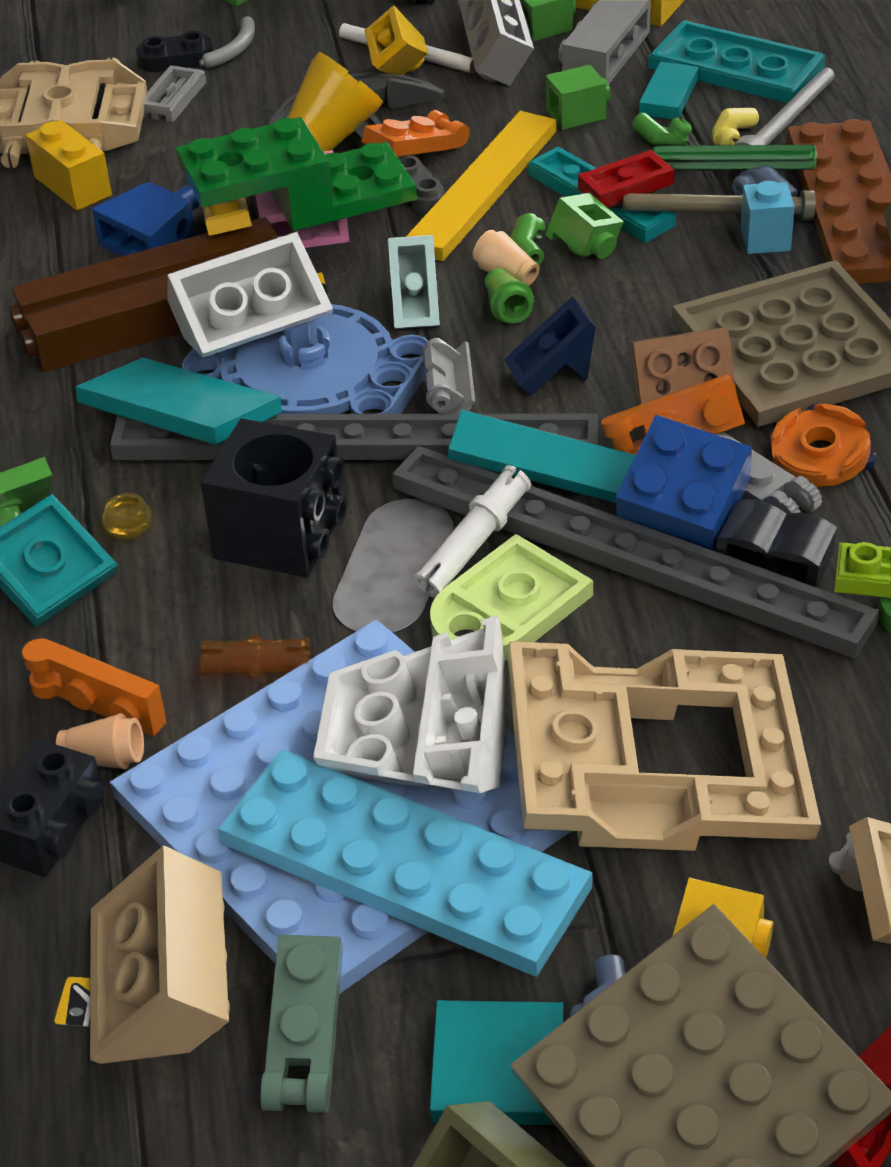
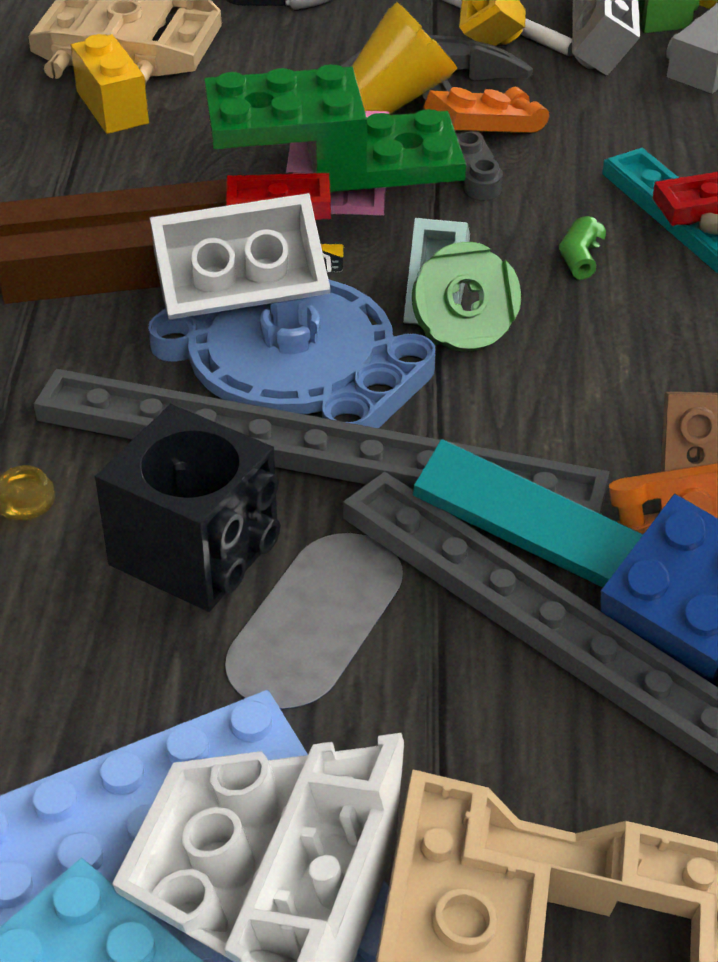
camera: 10 degrees right, 0 degrees up
(145, 218) = (166, 153): blue torso -> none
(177, 94) = (251, 31): light grey tile -> none
(177, 399) = (128, 364): teal tile -> none
(227, 216) = (252, 160): yellow tile -> none
(246, 235) = (270, 186): none -> red plate
(254, 655) = (106, 707): clear orange pin -> none
(449, 377) = (444, 394): light grey hinge -> none
(456, 275) = (484, 273): none -> bright green plate
(484, 181) = (549, 174): yellow tile -> none
(486, 515) = (436, 580): white pin -> none
(500, 251) = (549, 263): light nougat cone -> none
(508, 297) = (542, 309): bright green cone -> none
(519, 585) = (442, 693): yellowish green tile -> none
(560, 340) = (584, 373): dark blue slope -> none
(577, 96) = (676, 97): bright green brick -> none
(585, 225) = (650, 241): bright green brick -> none

